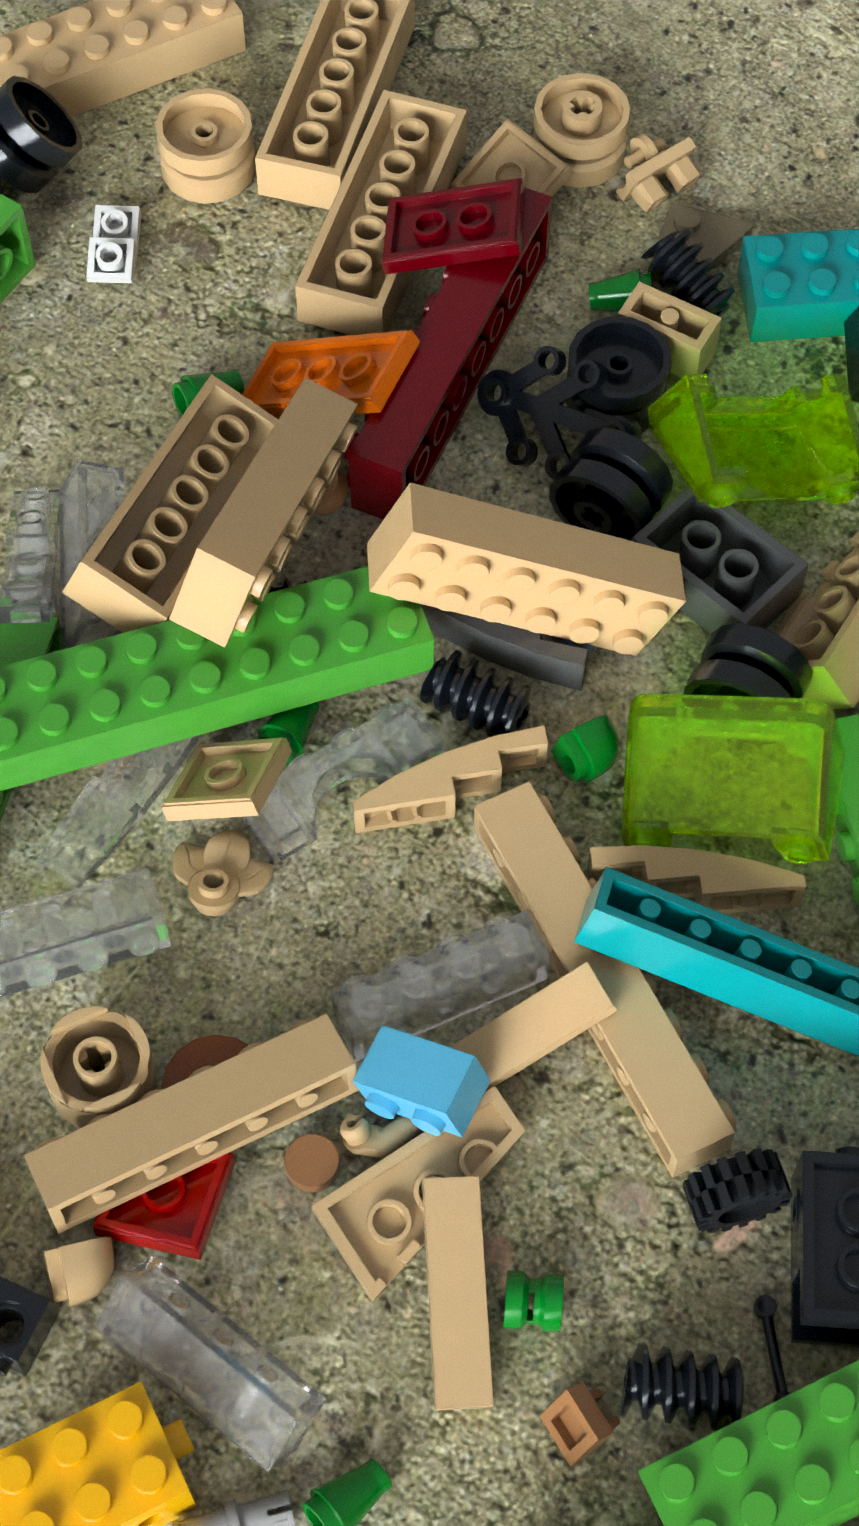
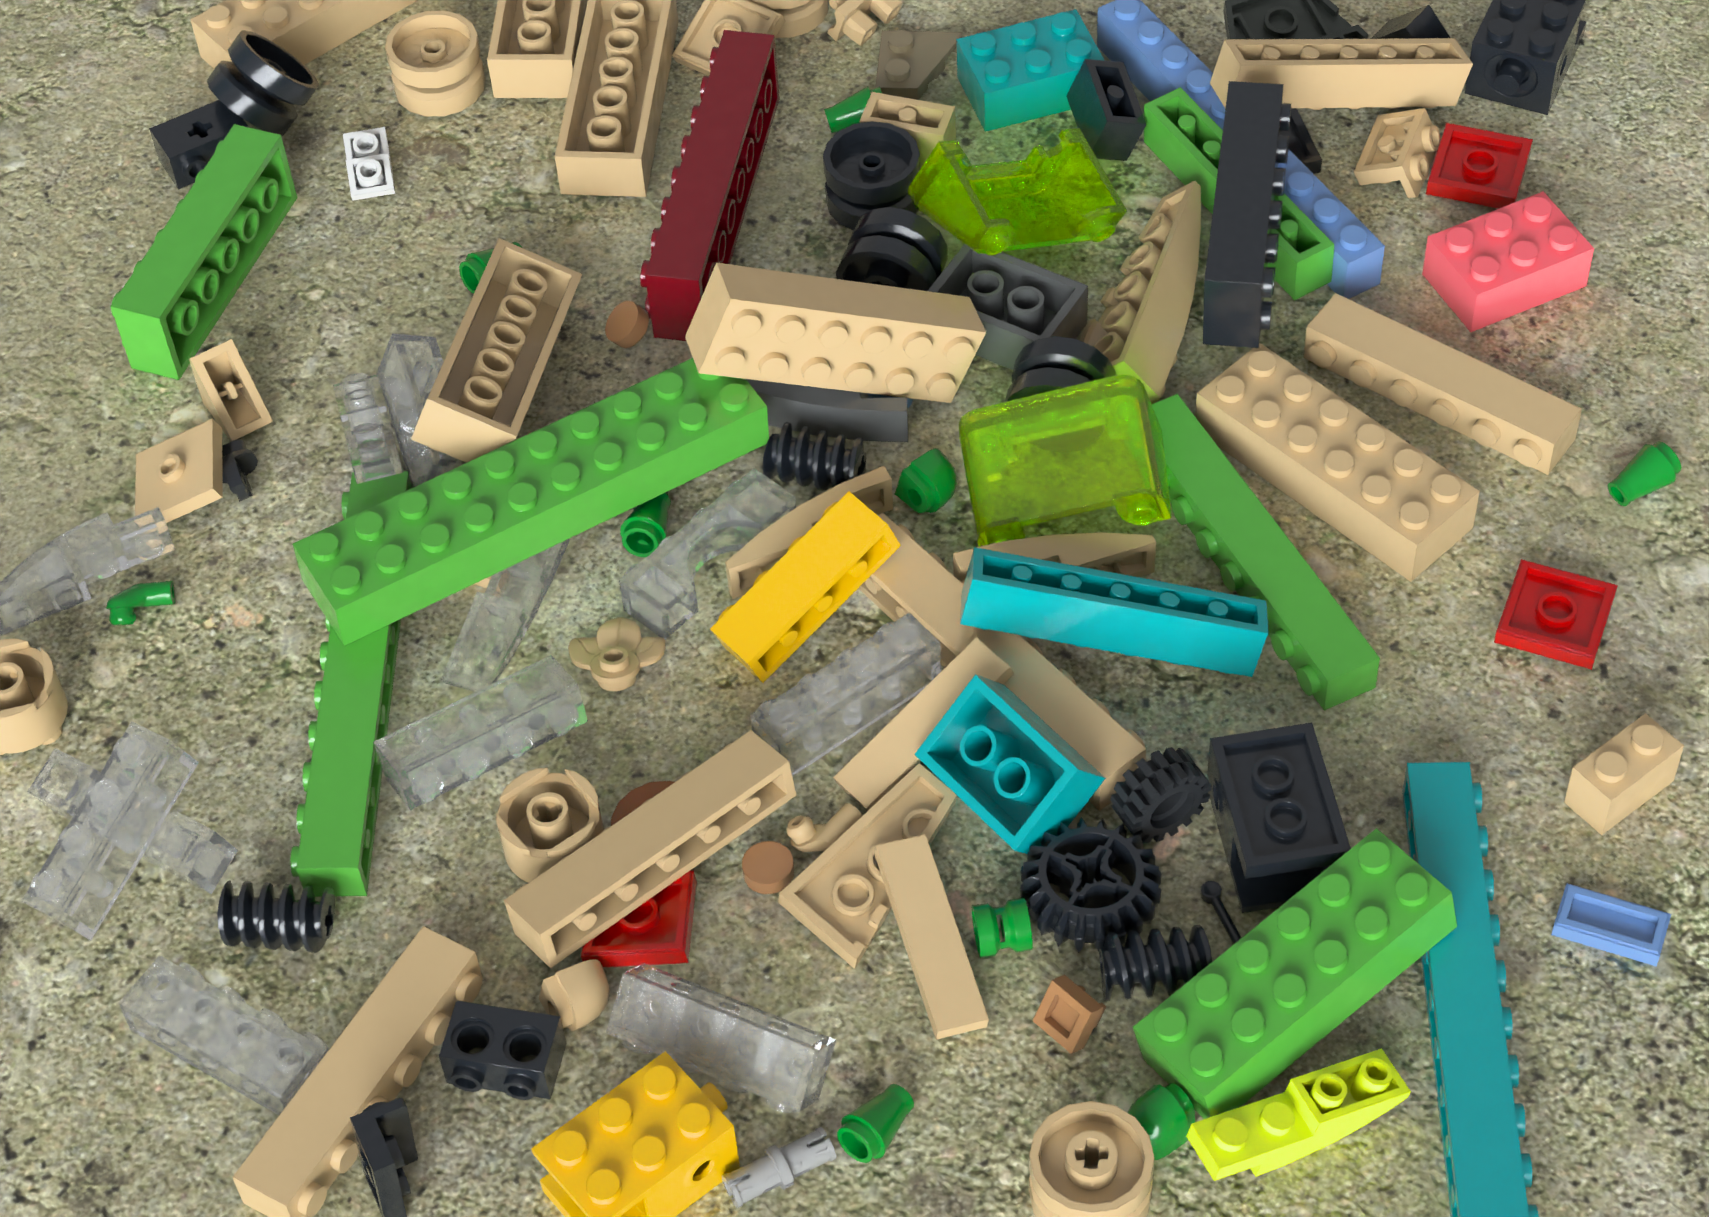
camera: 10 degrees left, 10 degrees down
(227, 779) = (603, 569): tan tile -> none
(265, 514) = (587, 328): tan brick -> none
(353, 366) = (611, 219): orange tile -> none
(421, 1082) = (852, 768): medium azure brick -> none
(426, 851) = (805, 586): none -> yellow brick
(454, 226) = (690, 75): dark red tile -> none
(545, 408) = (813, 214): black plant -> none
(585, 1120) = (1008, 764): none -> teal brick
(656, 1290) = (1079, 861): none -> black gear
(687, 273) = (910, 79): black piece -> none

